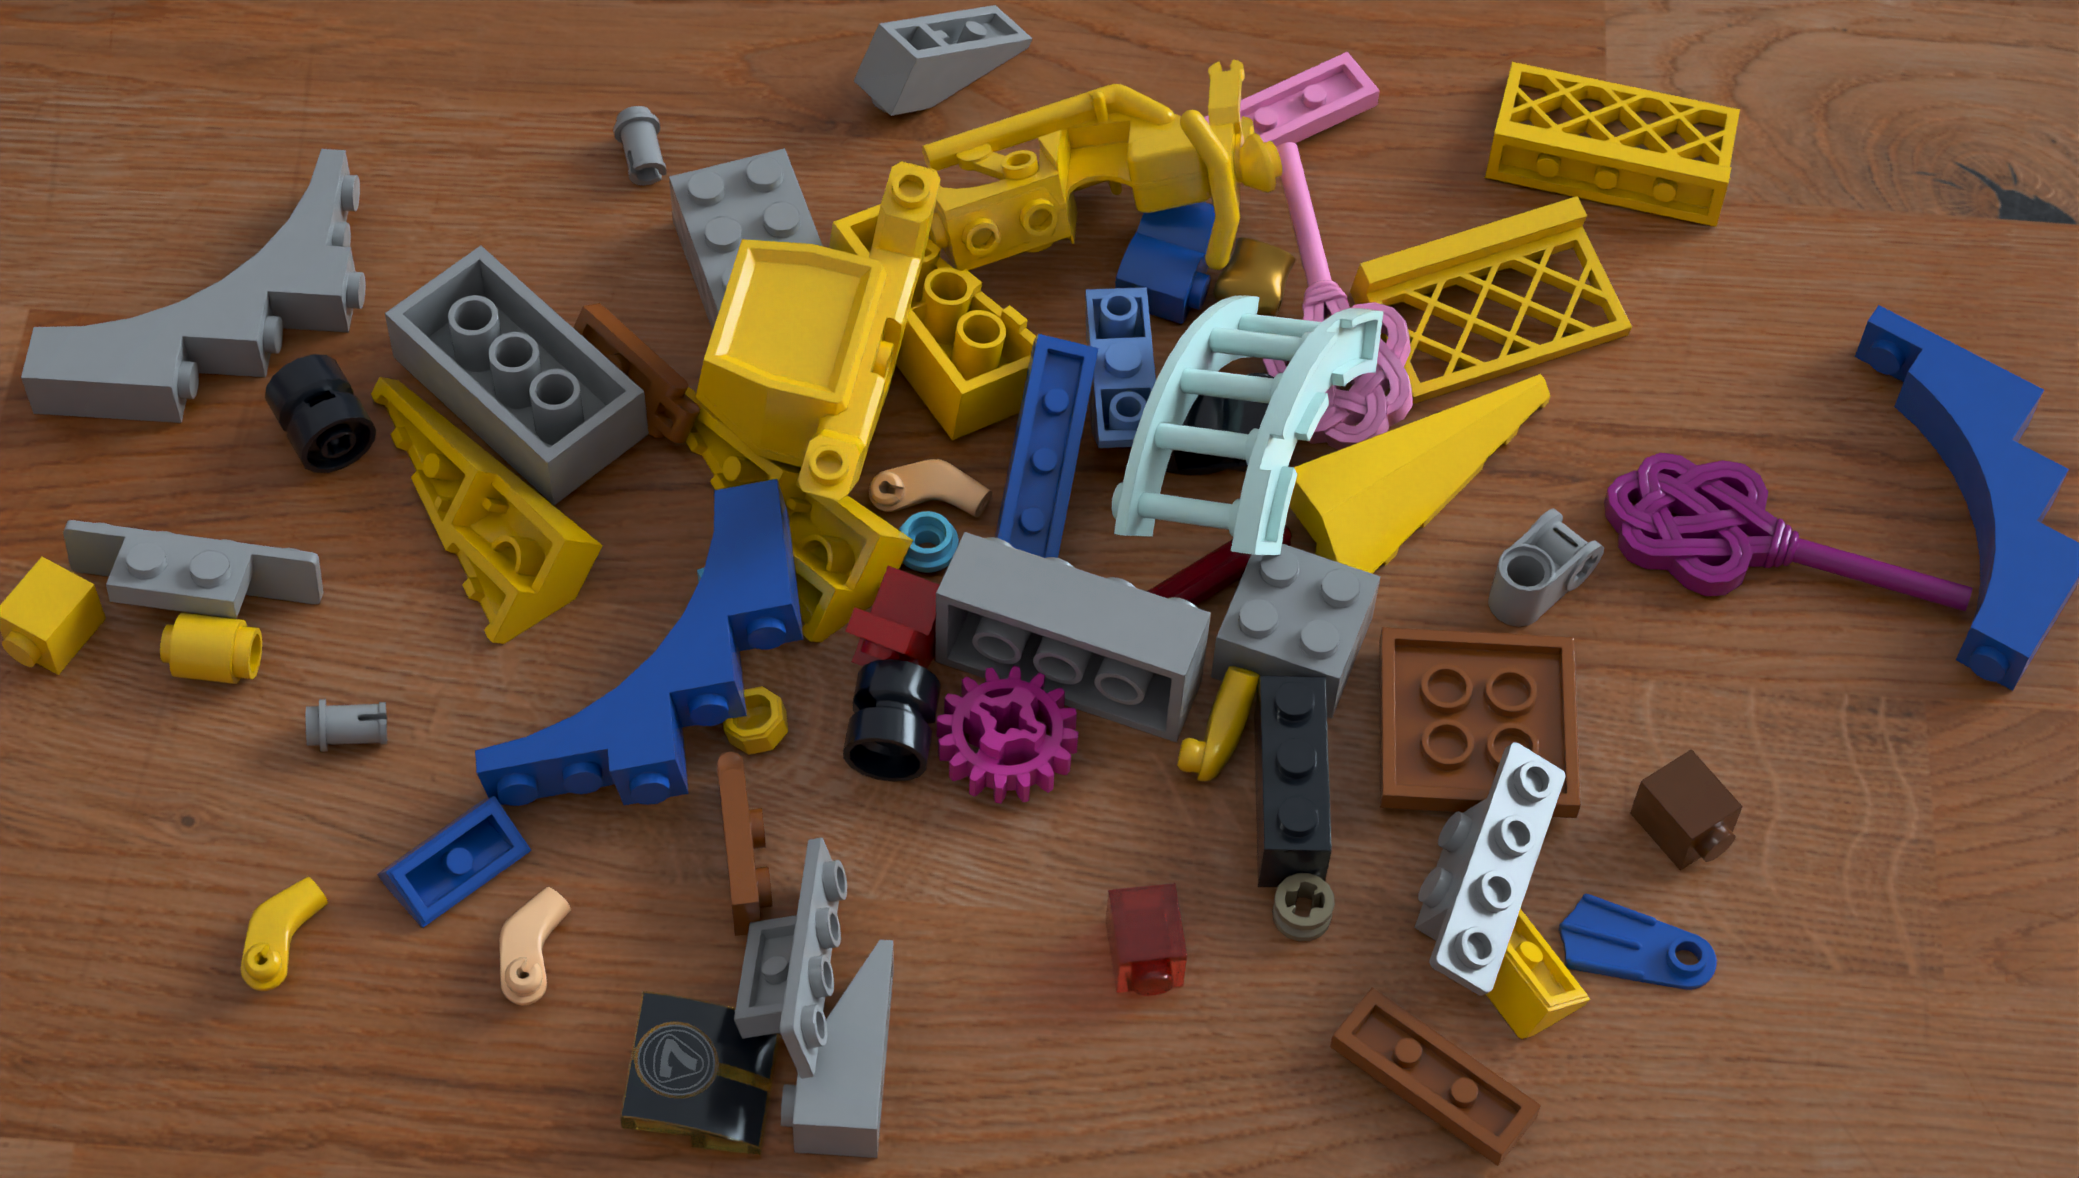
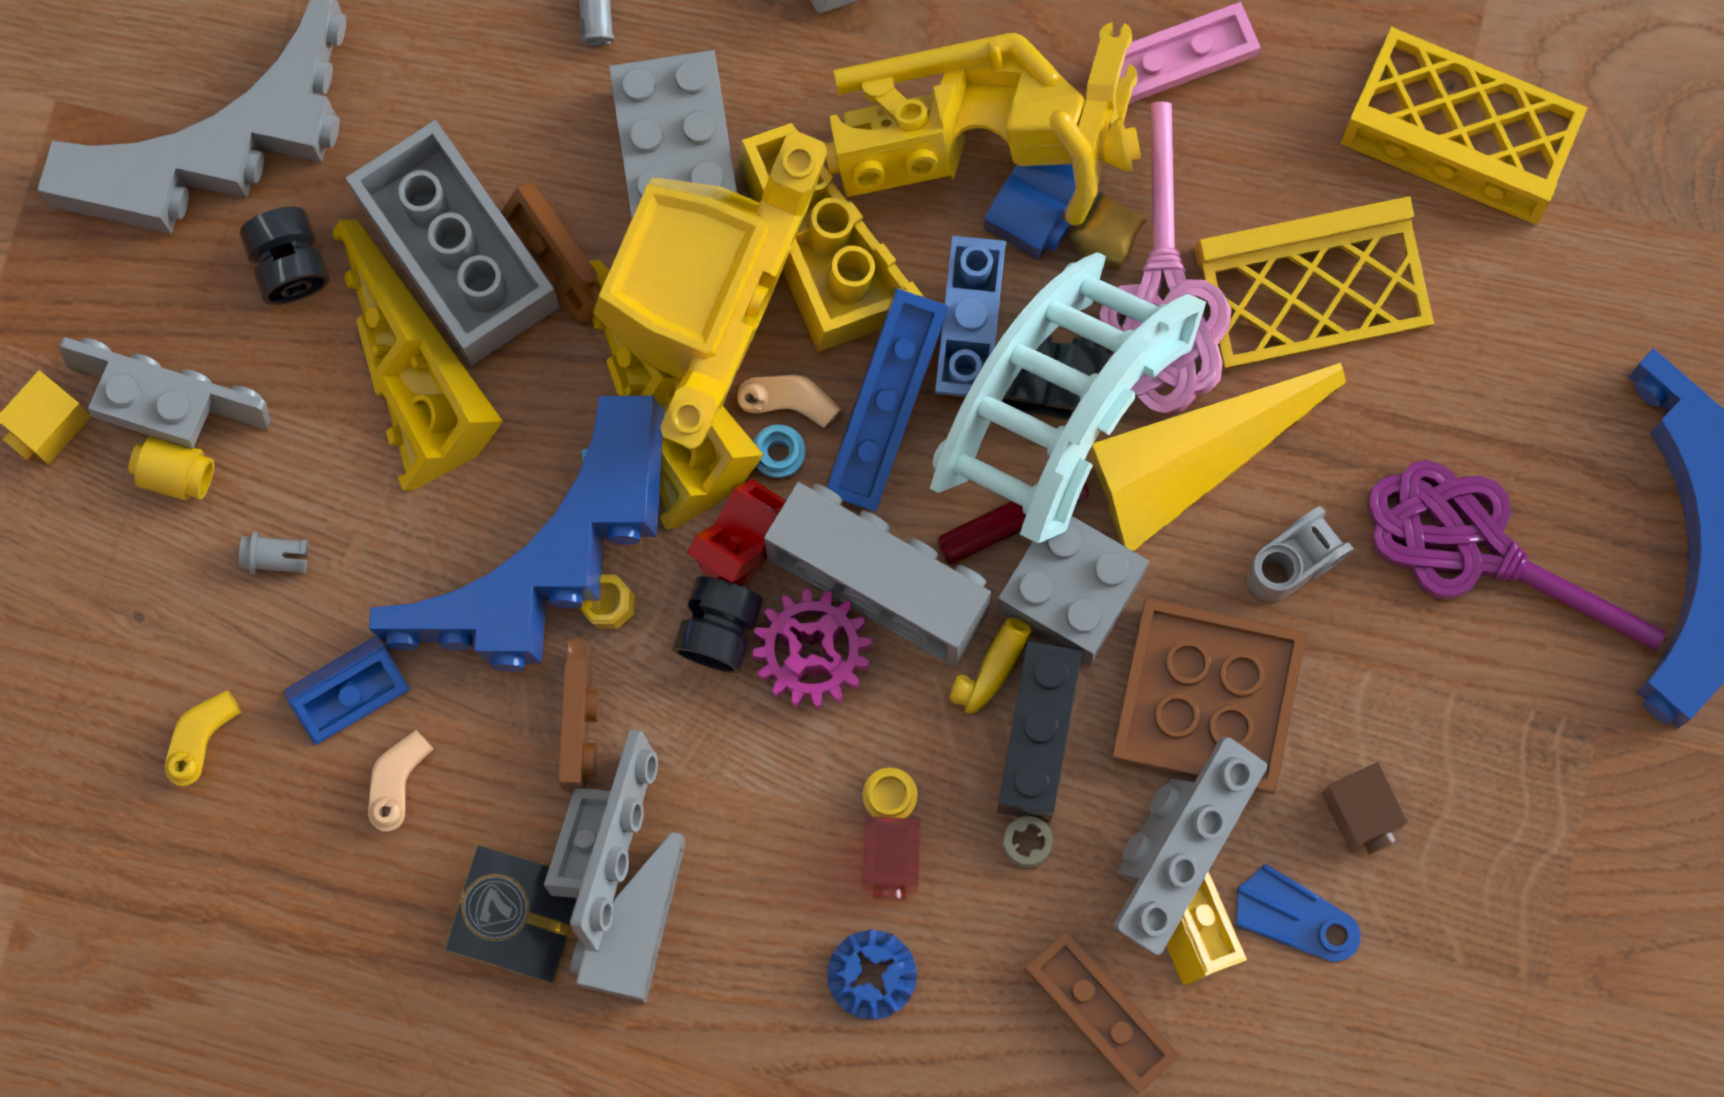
camera: 15 degrees right, 20 degrees up
(1127, 869) = (890, 793): none -> yellow plate
(1146, 1106) = (865, 1000): none -> blue gear

